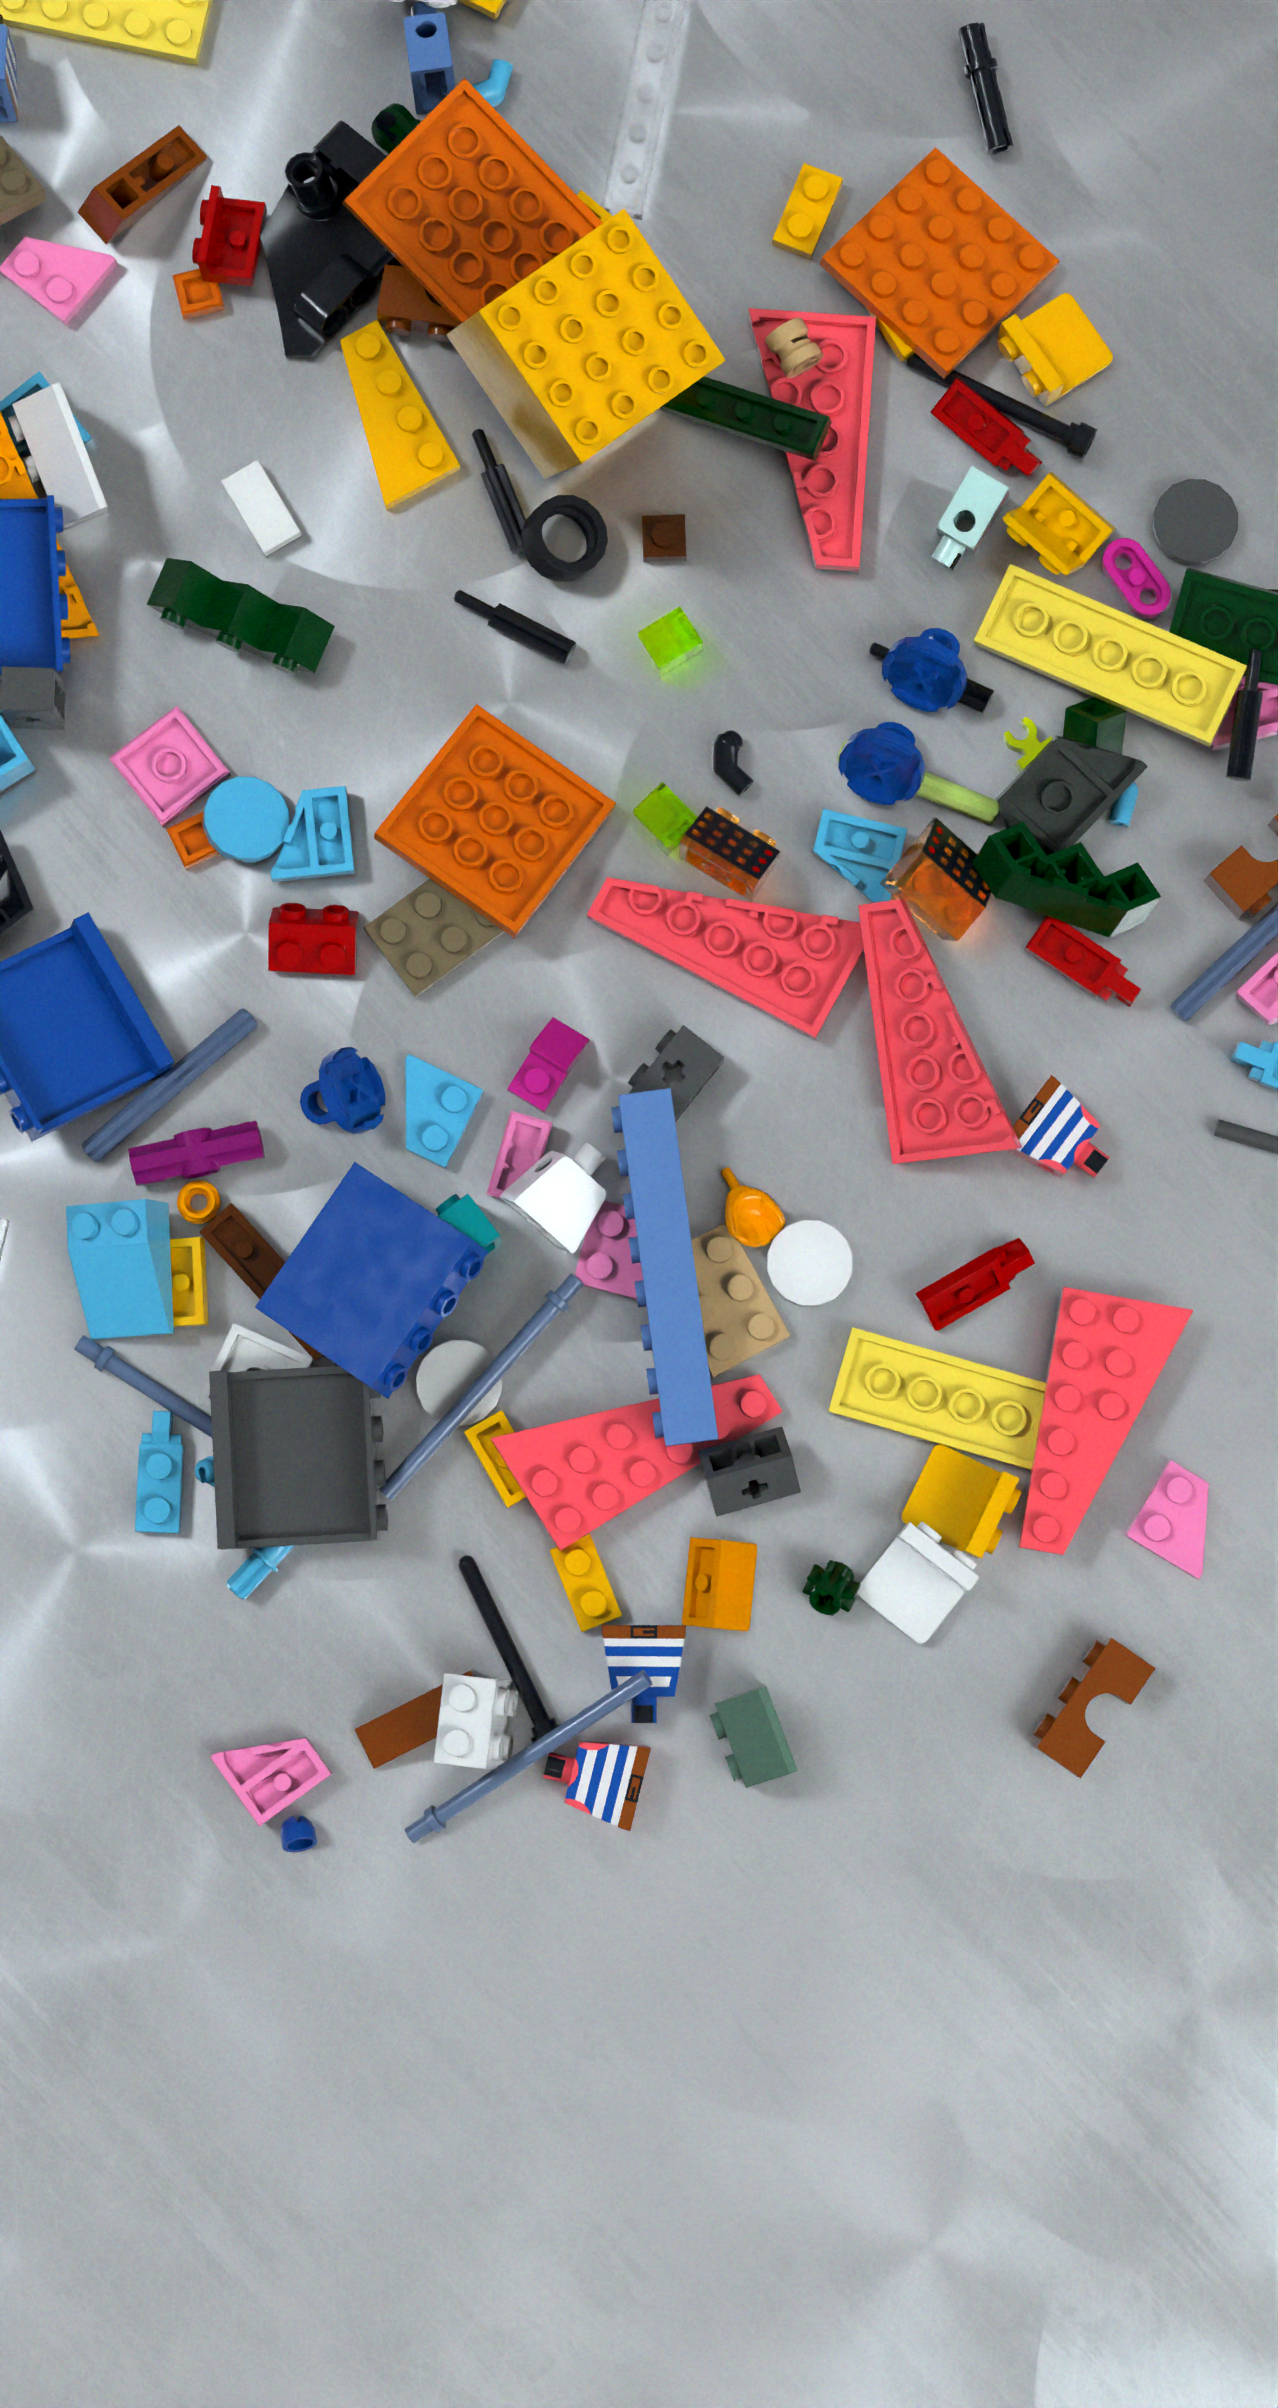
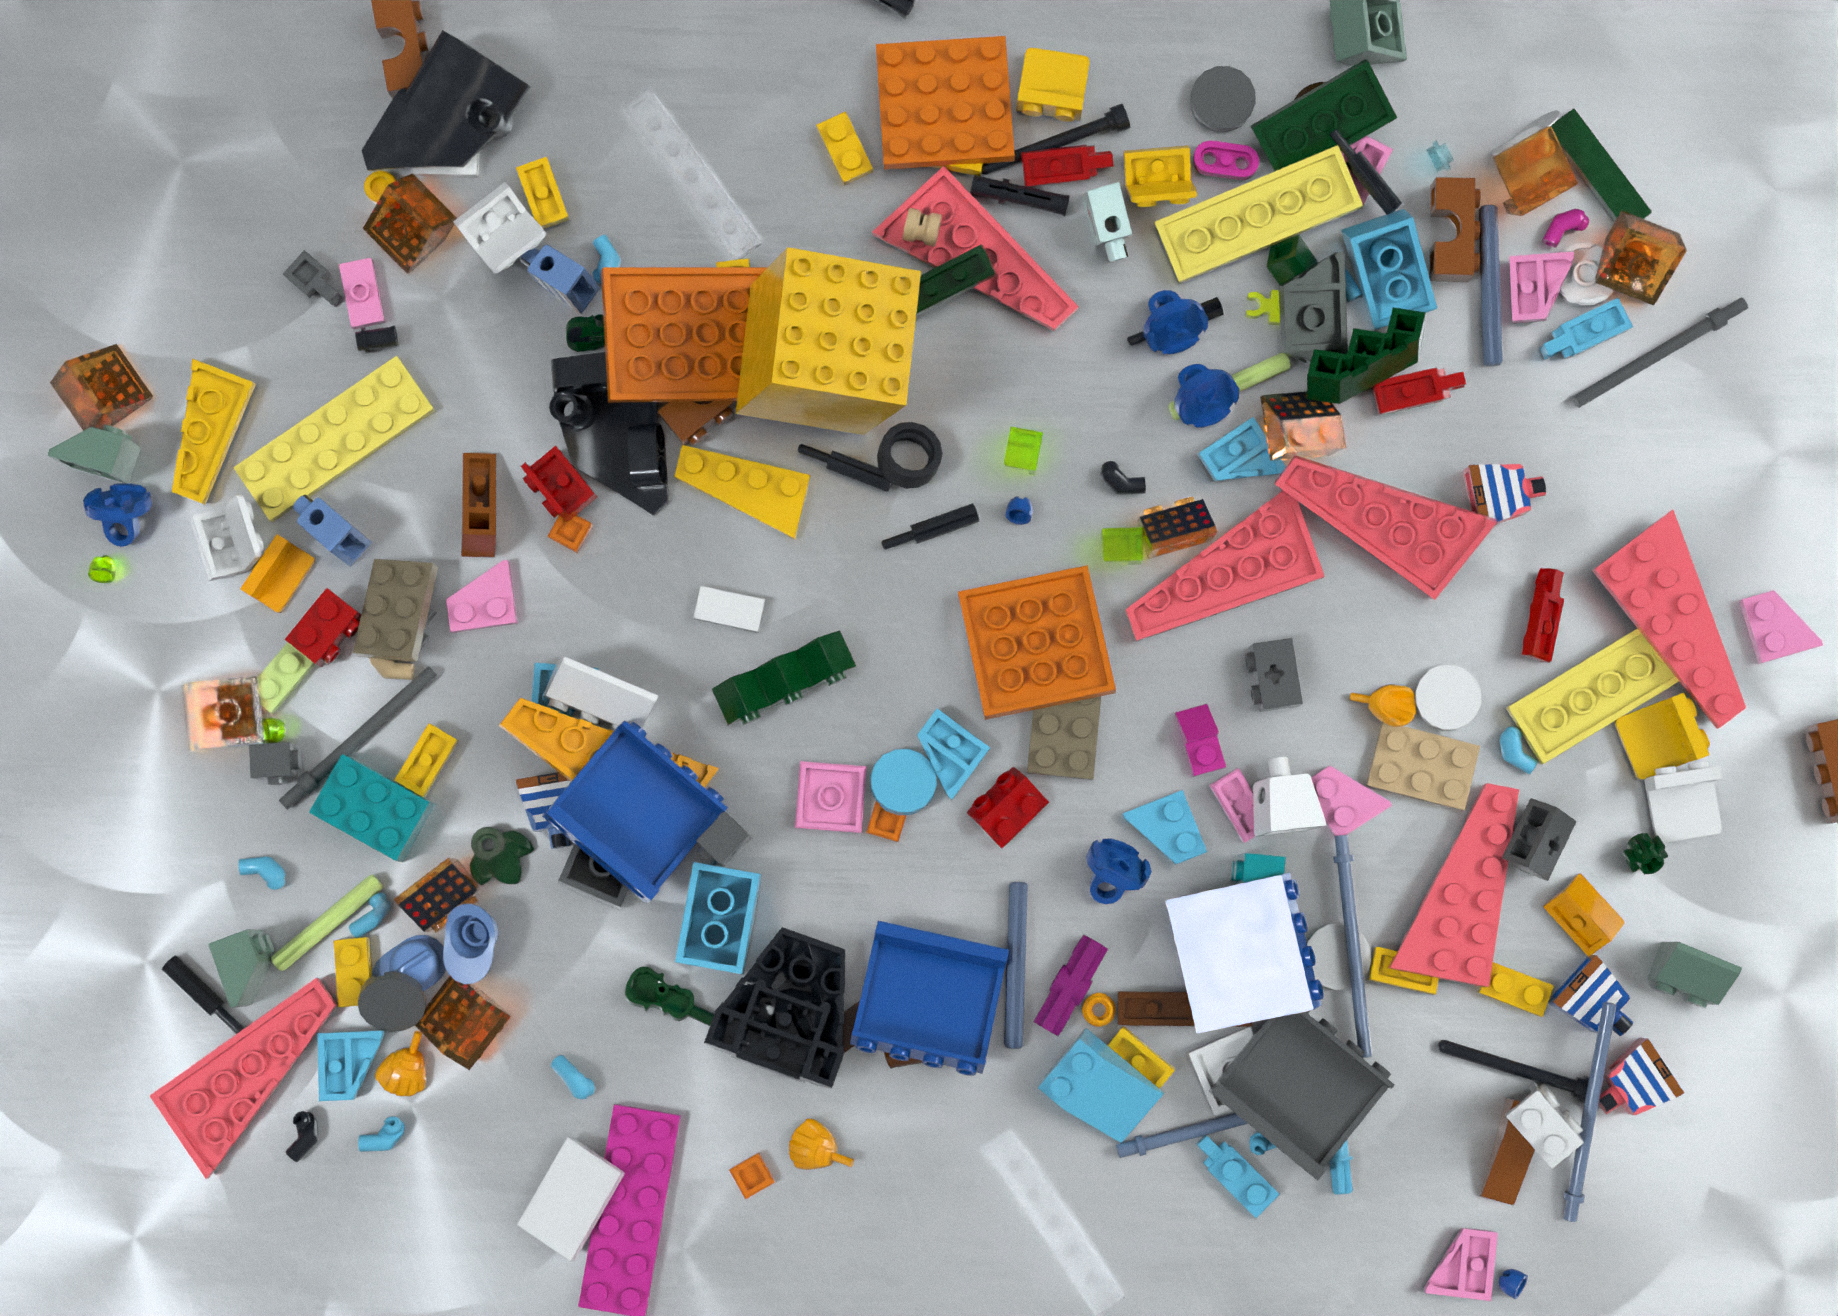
camera: 45 degrees left, 0 degrees up
(610, 692) = (1019, 517): none -> blue hinge
(664, 538) = (957, 399): reddish brown plate -> none
(667, 1268) = (1386, 779): medium blue brick -> none
(814, 1372) = (1512, 750): none -> medium azure arm
(916, 414) = (1019, 195): none -> black pin
(1178, 826) = (1389, 266): none -> medium azure slope

